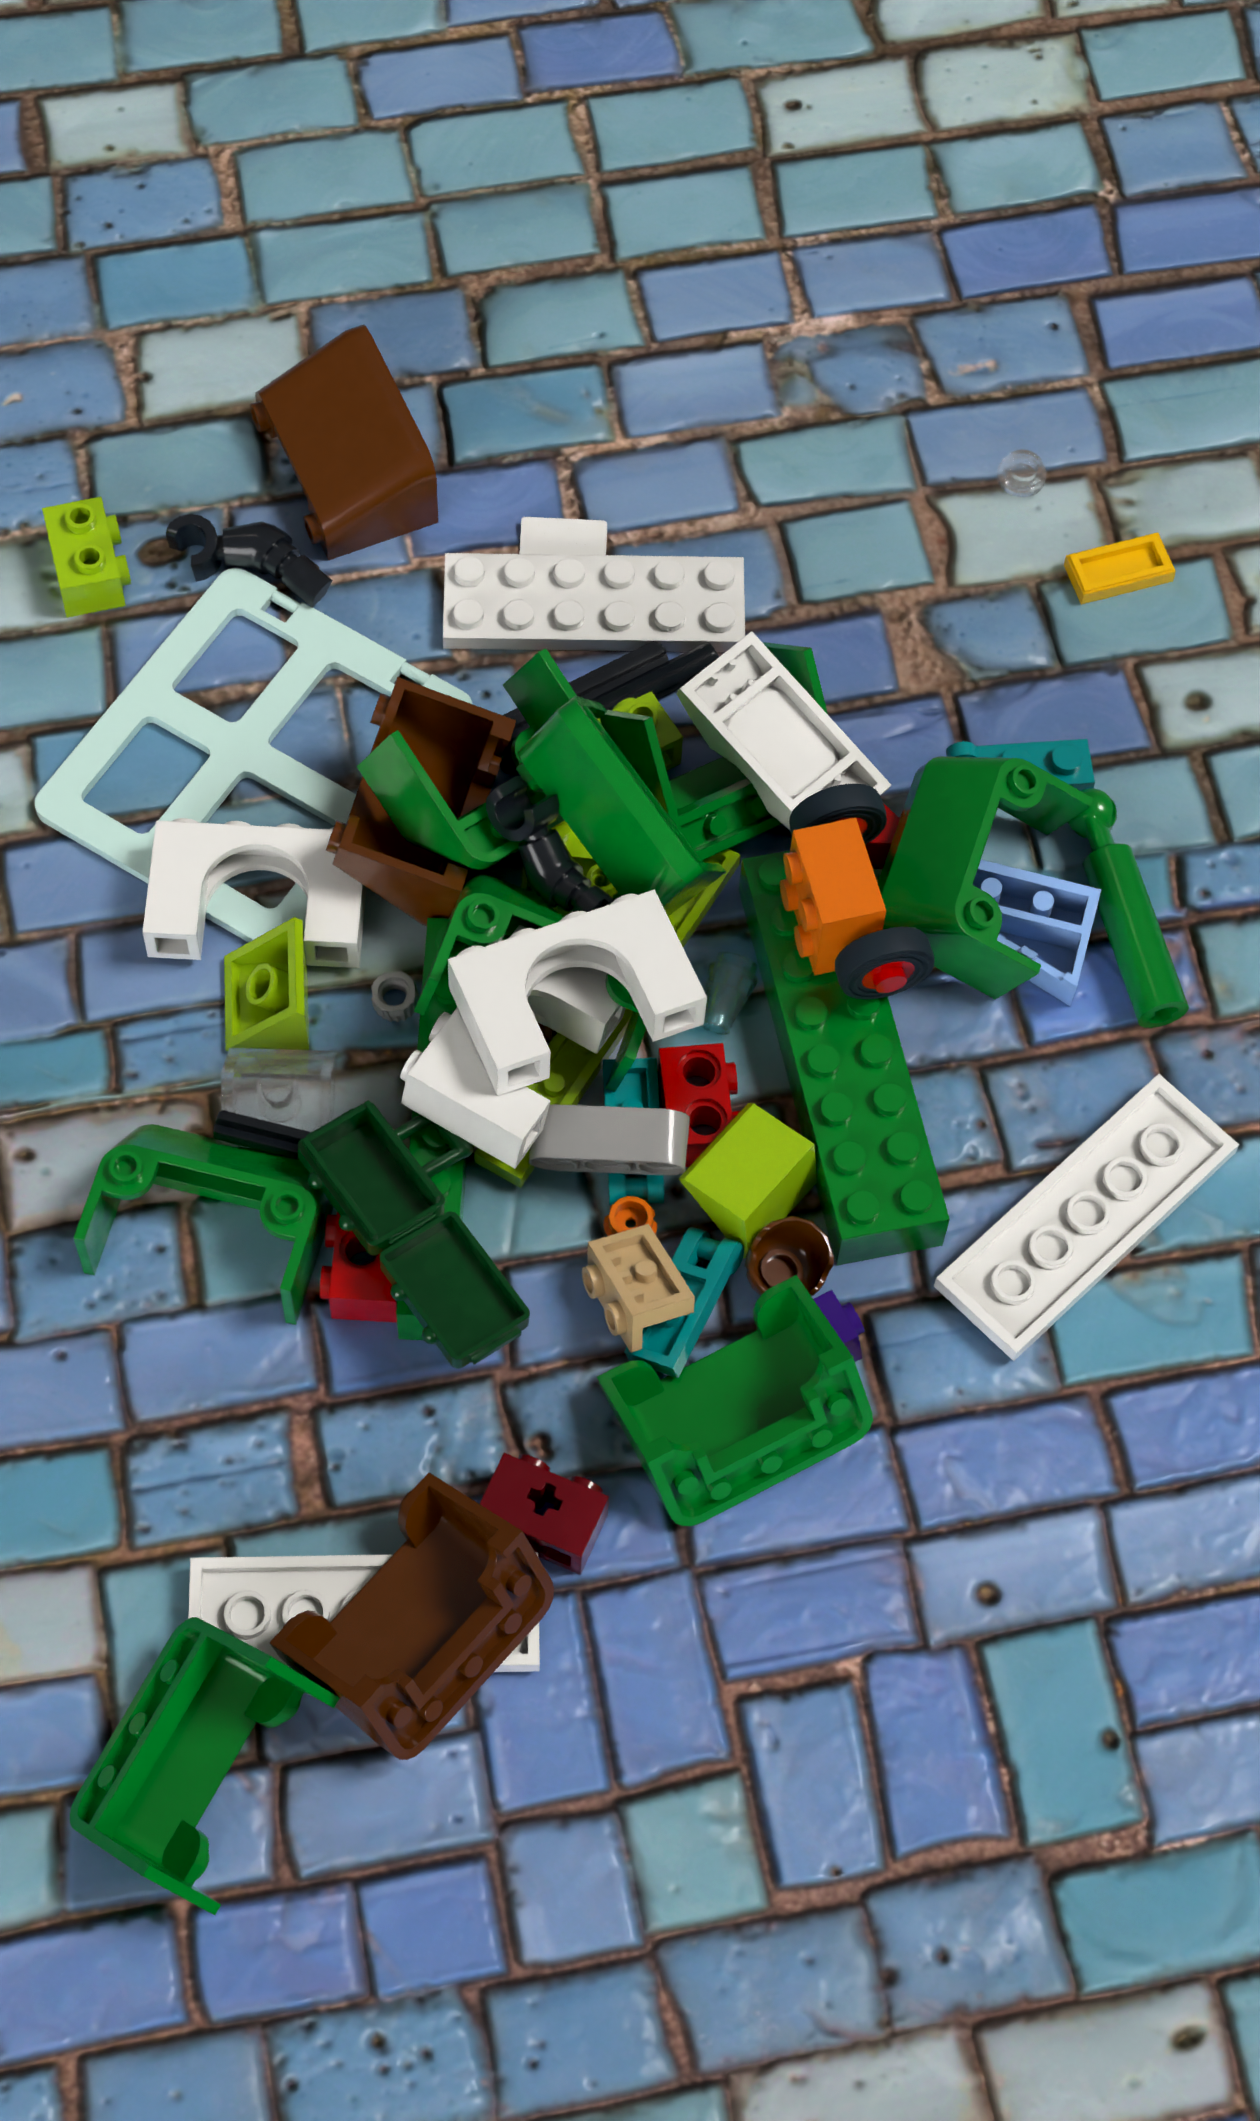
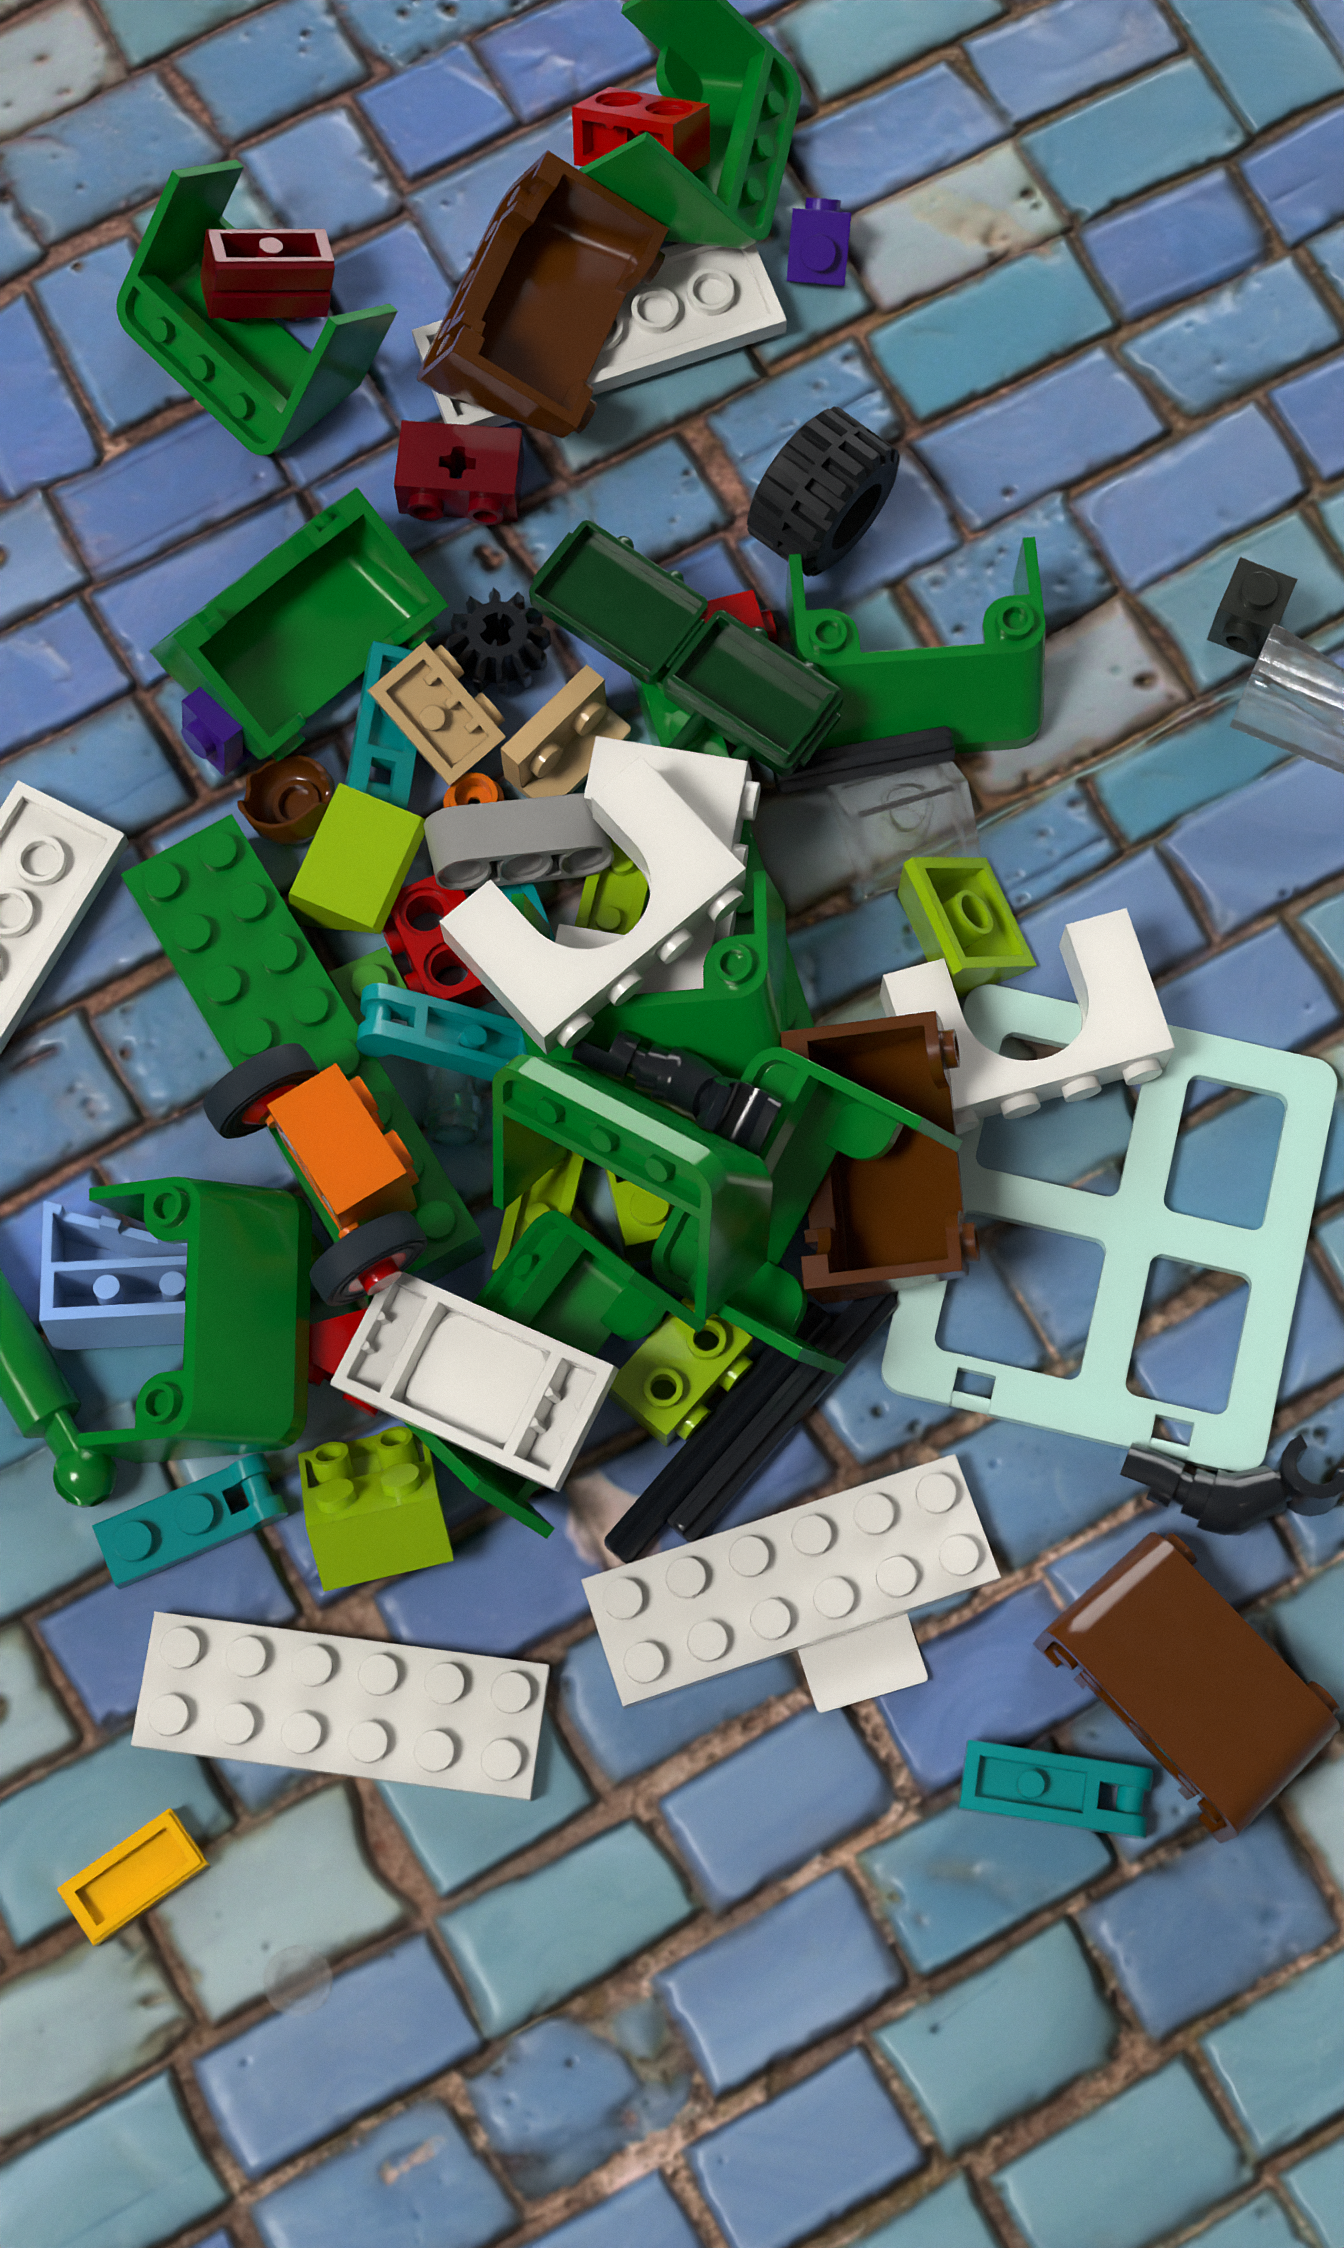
camera: 165 degrees right, 10 degrees up
(123, 1638) = (819, 243): none -> dark purple bracket
(232, 1352) = (823, 490): none -> black tyre
(262, 1767) = (621, 115): none -> red brick
(391, 981) = (827, 959): light grey axle -> none
(469, 425) = (1053, 1789): none -> teal plate
(541, 1235) = (557, 744): none -> tan bracket
(563, 1365) = (504, 622): none -> black gear
(658, 1752) = (267, 273): none -> dark red brick
(705, 1706) = (245, 371): none -> green windscreen
(730, 1016) = (436, 1032): none -> teal plate
(769, 1092) = (356, 975): none -> bright green plate
(887, 720) = (373, 1508): none -> lime slope
(943, 624) = (341, 1706): none -> white plate

